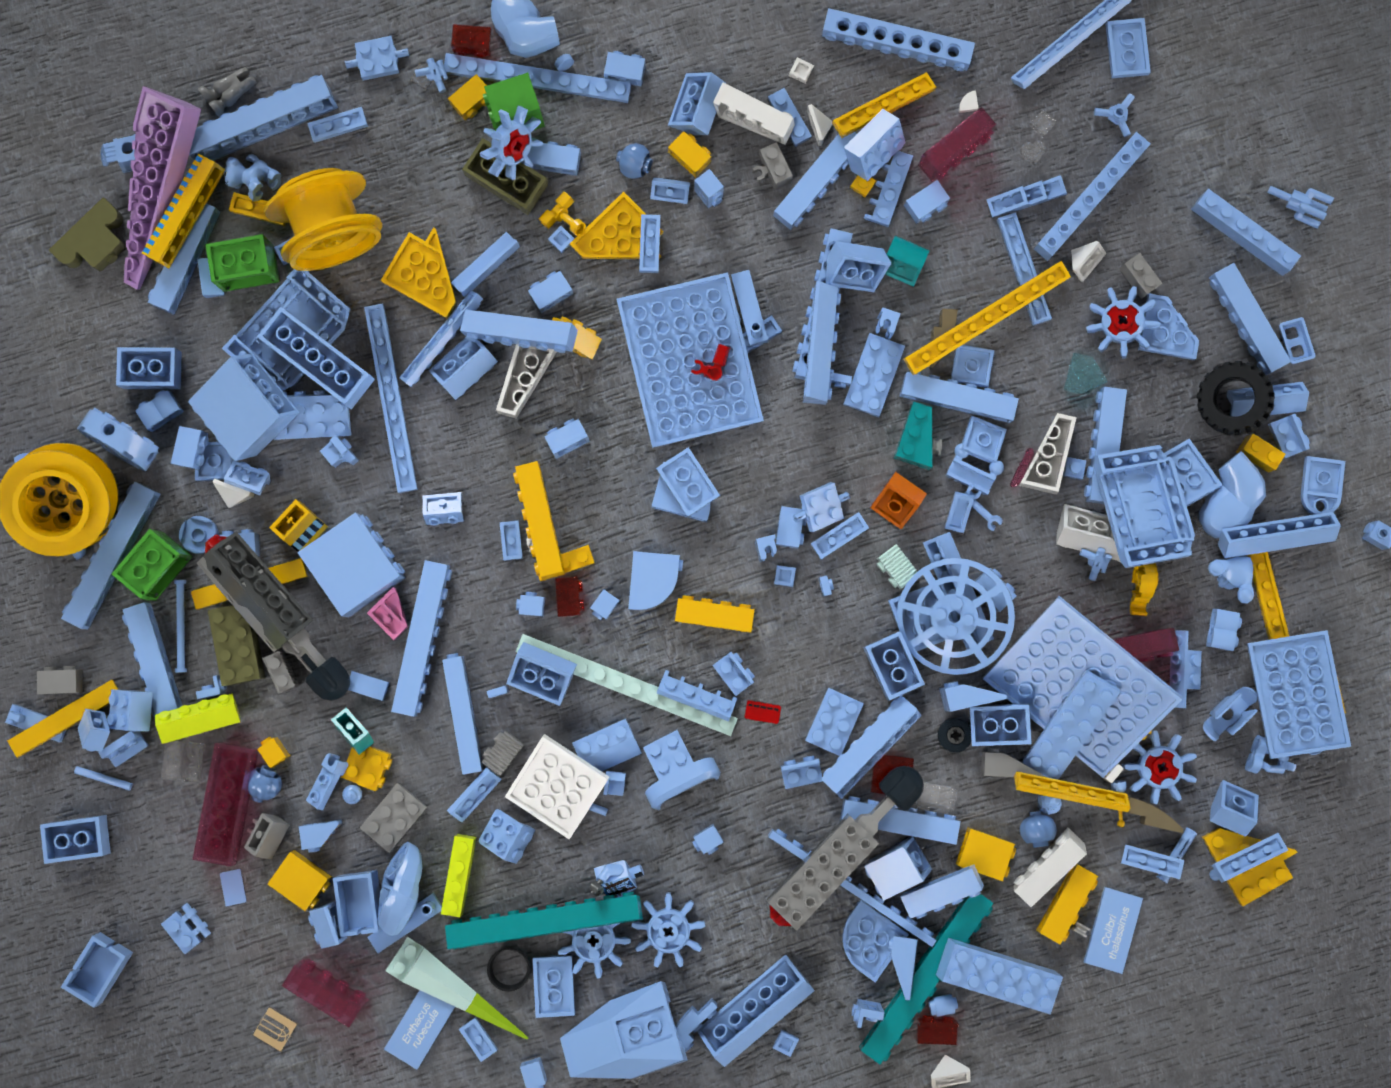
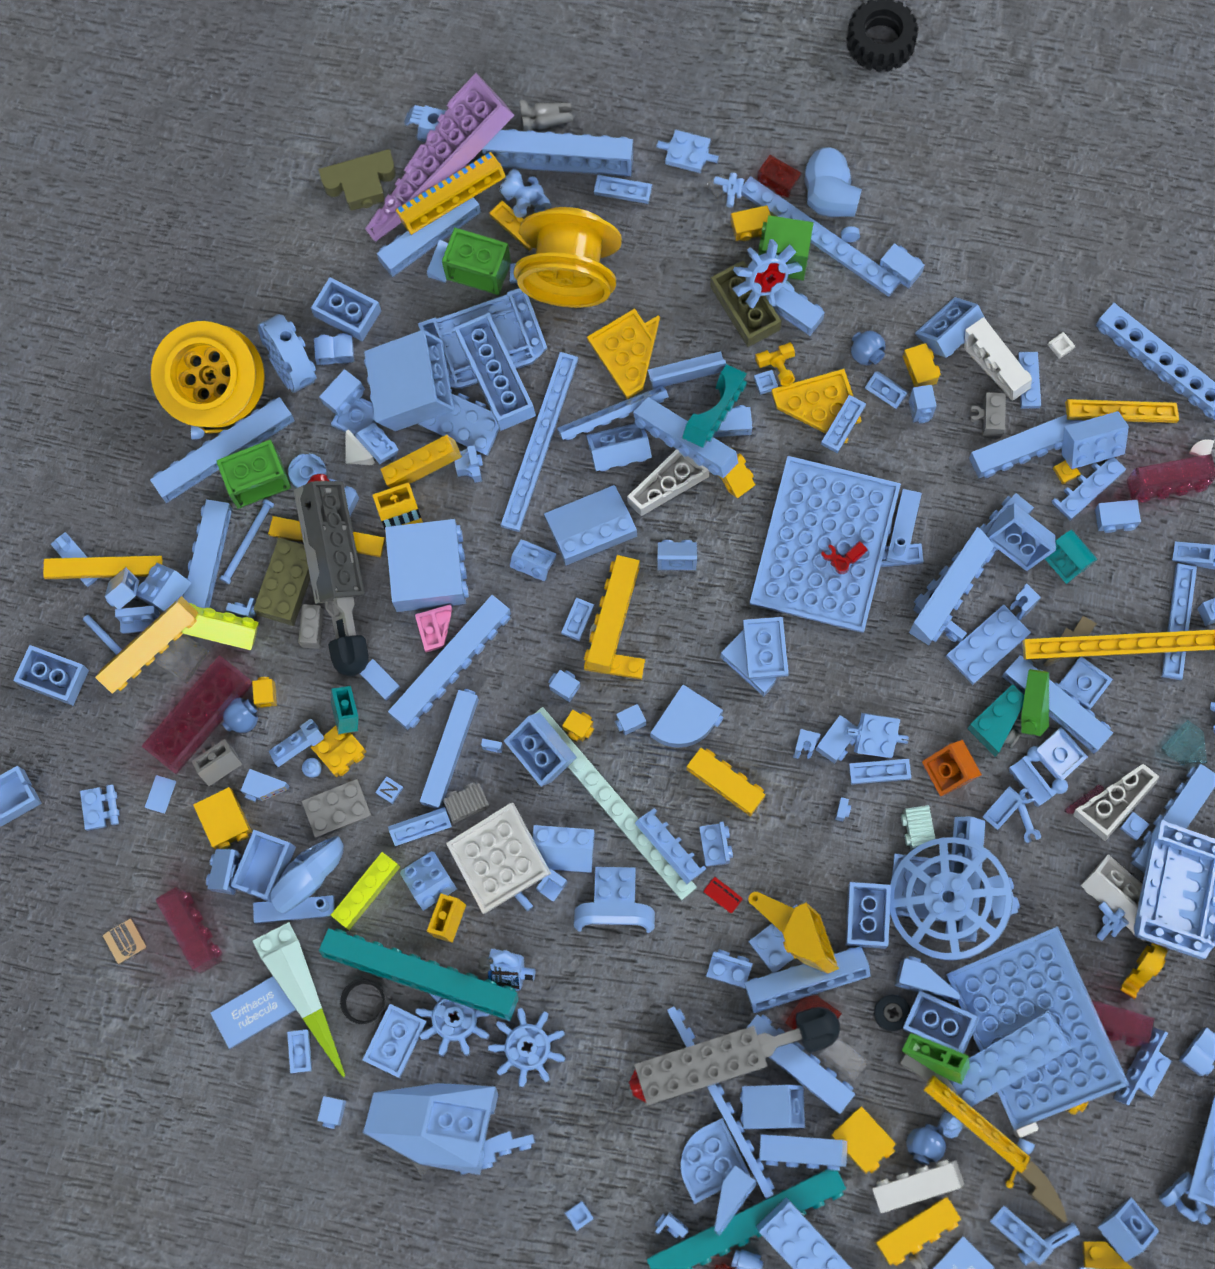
camera: 35 degrees right, 10 degrees down
(60, 681) = (117, 533): light grey brick -> none
(145, 769) = (147, 645): none -> yellow brick
(296, 475) = (421, 462): none -> yellow brick
(430, 777) = (389, 790): none -> light blue tile
(476, 449) = (591, 525): none -> light blue slope
(528, 316) = (703, 426): none -> teal arch
(540, 861) = (446, 918): none -> yellow brick
(563, 634) = (578, 726): none -> yellow brick
(568, 596) = (602, 695): clear red bracket -> none
(707, 840) = (609, 983): light blue brick -> none
(755, 1010) = (567, 1167): light blue slope -> none
(784, 576) = (809, 781): light blue tile -> none
(820, 123) = (1054, 399): white slope -> none
(847, 710) = (801, 929): none -> yellow slope
(942, 408) = (1036, 703): none -> bright green slope
(1012, 756) = (938, 1058): none -> bright green slope
(1171, 764) = (1087, 1152): light blue gear -> none
(1238, 703) = (1183, 1128): light blue piece -> none

